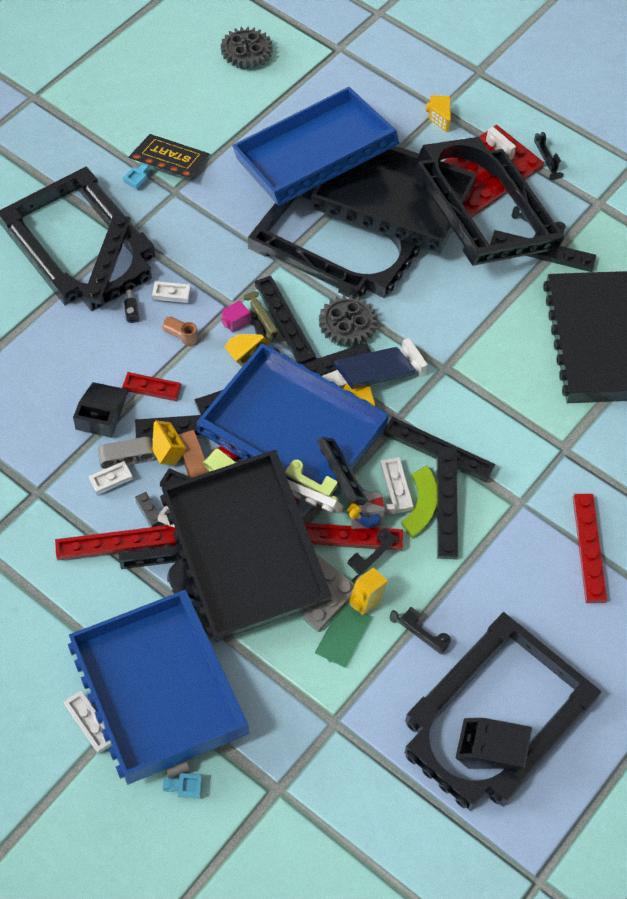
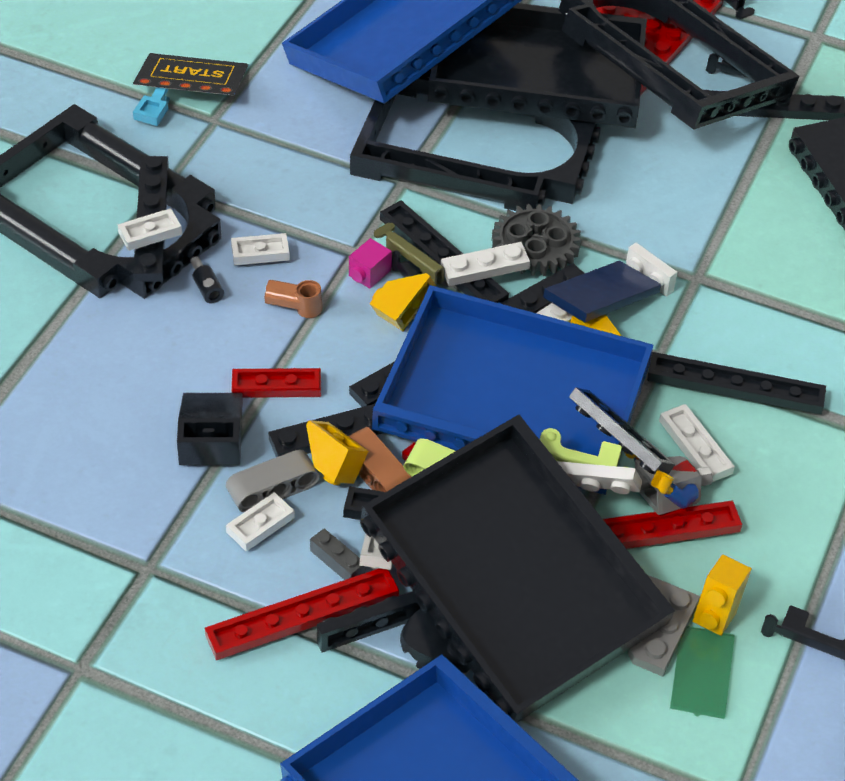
camera: 15 degrees left, 10 degrees down
(99, 269) = (149, 229): none -> white plate
(306, 333) = (485, 263): none -> white plate
(360, 565) = (691, 563): black piece -> none
(426, 502) = (747, 456): lime tile -> none
(447, 503) = (781, 453): black plate -> none

